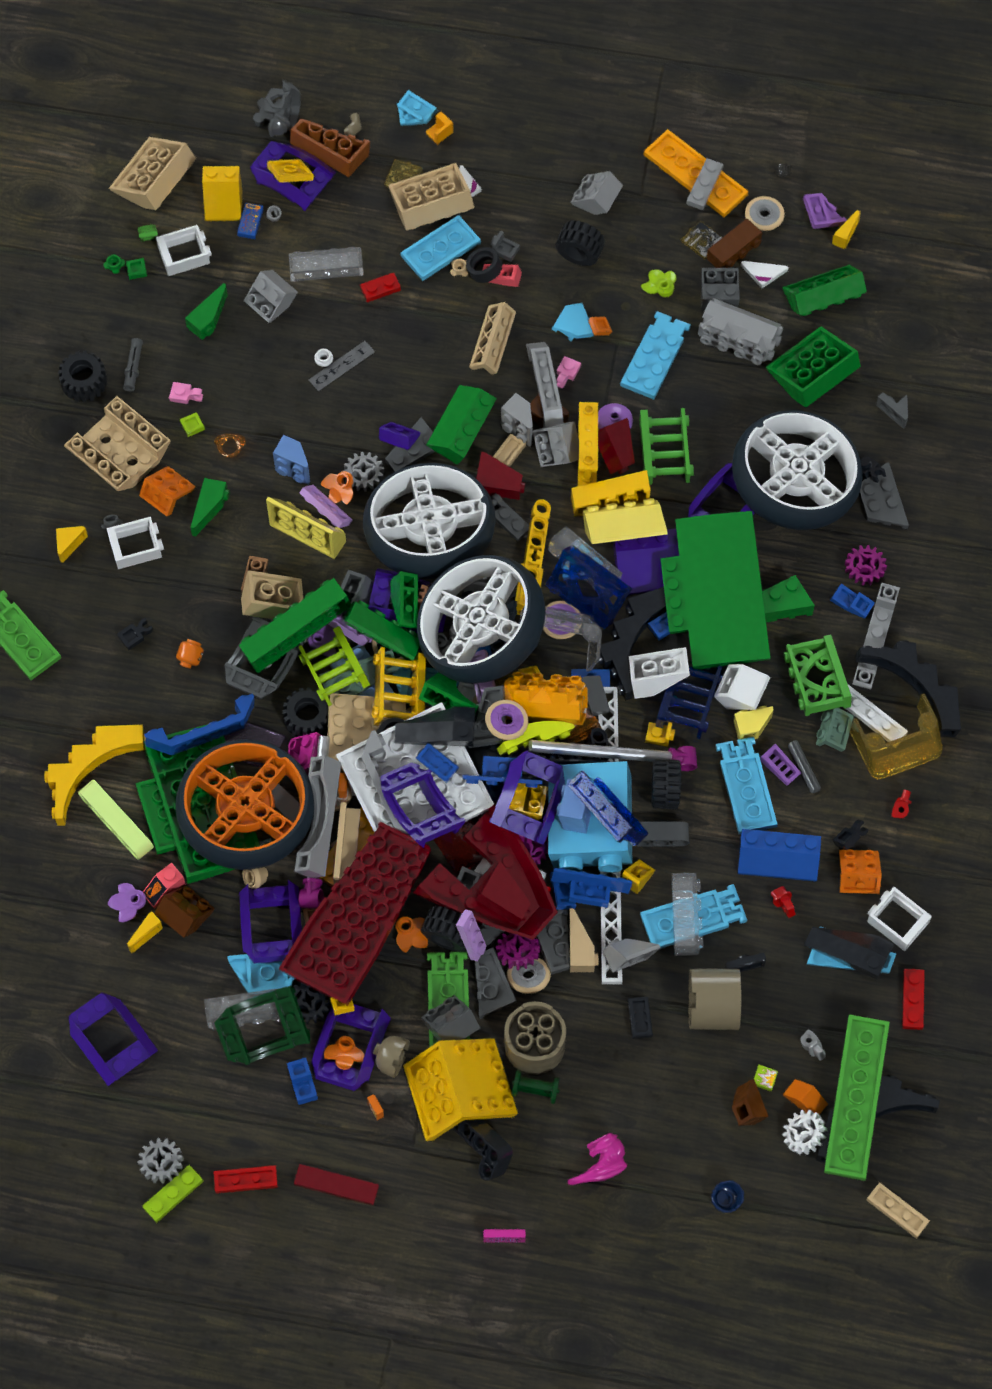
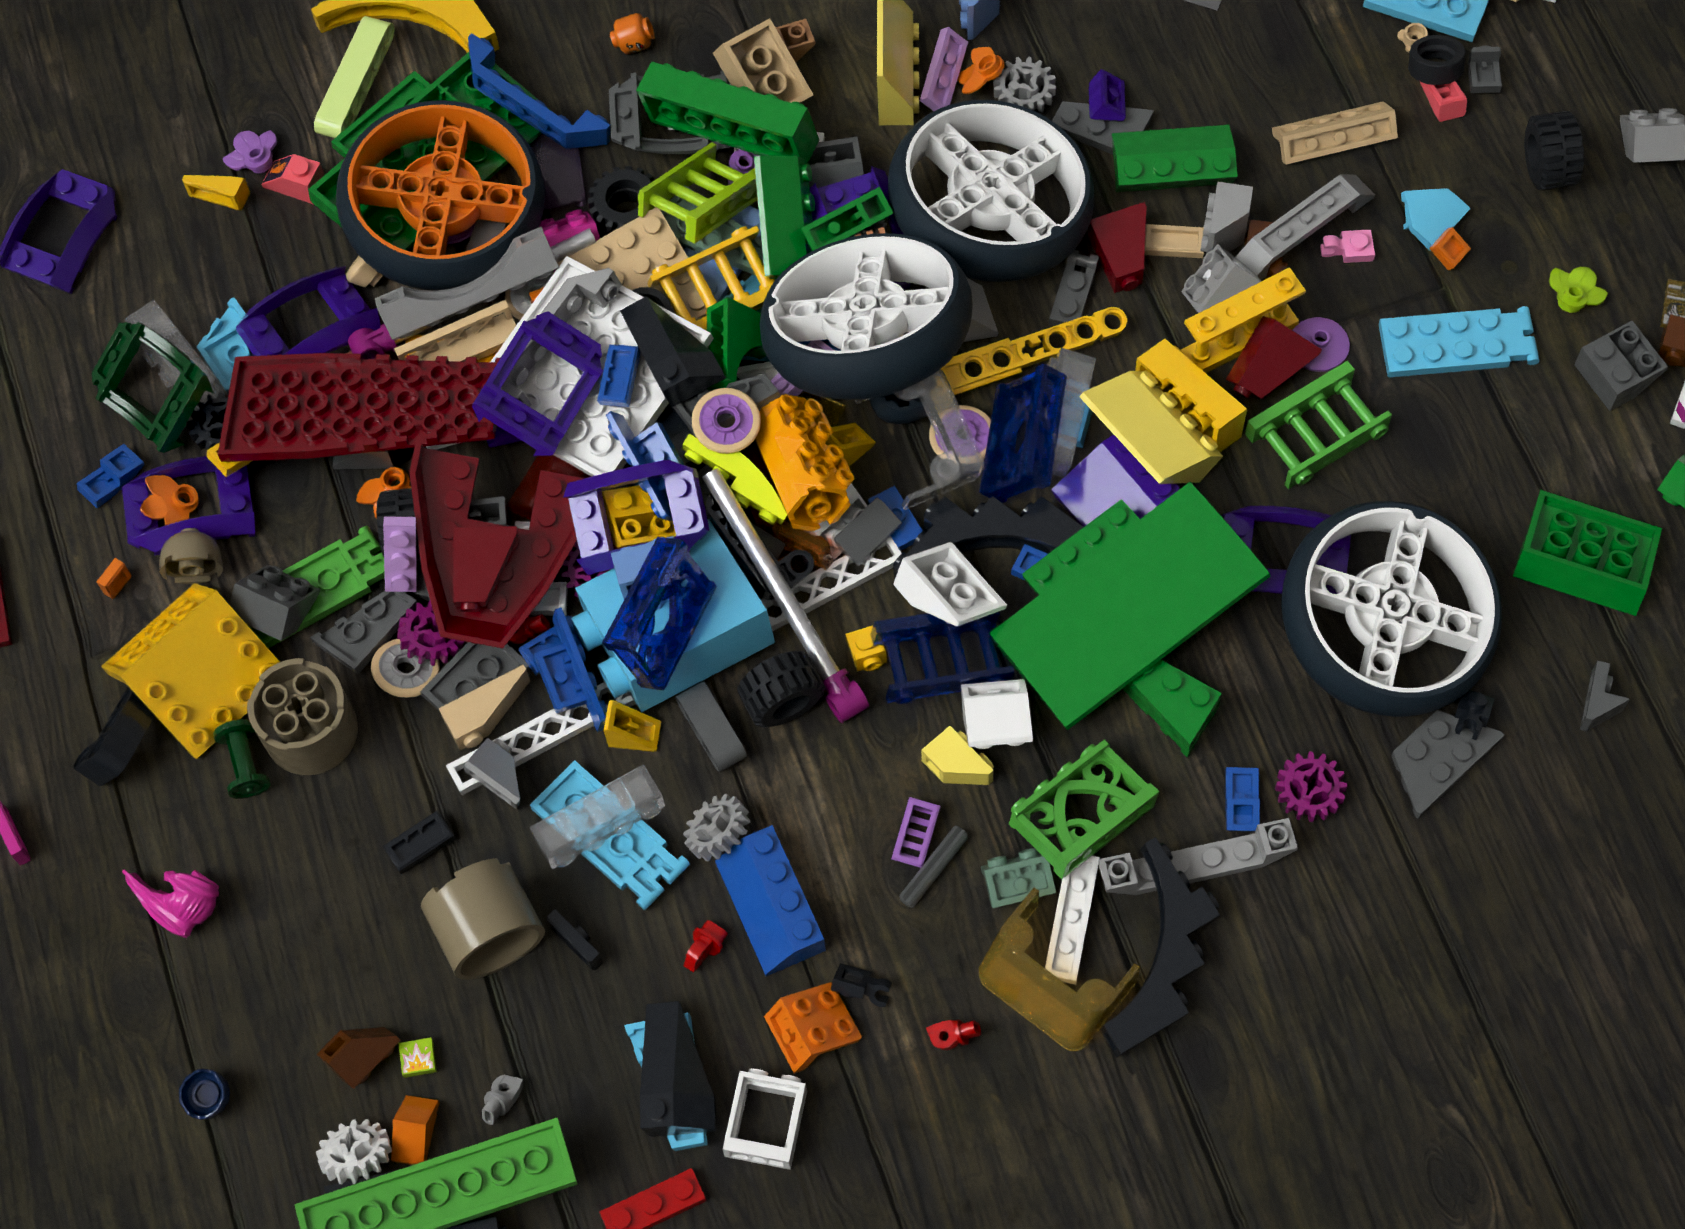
camera: 65 degrees right, 0 degrees up
(183, 910) = (271, 216): reddish brown slope -> none
(719, 850) = (716, 827): none -> light grey gear
(736, 328) = (1570, 423): light grey brick -> none
(746, 785) = (853, 803): medium azure hinge -> none

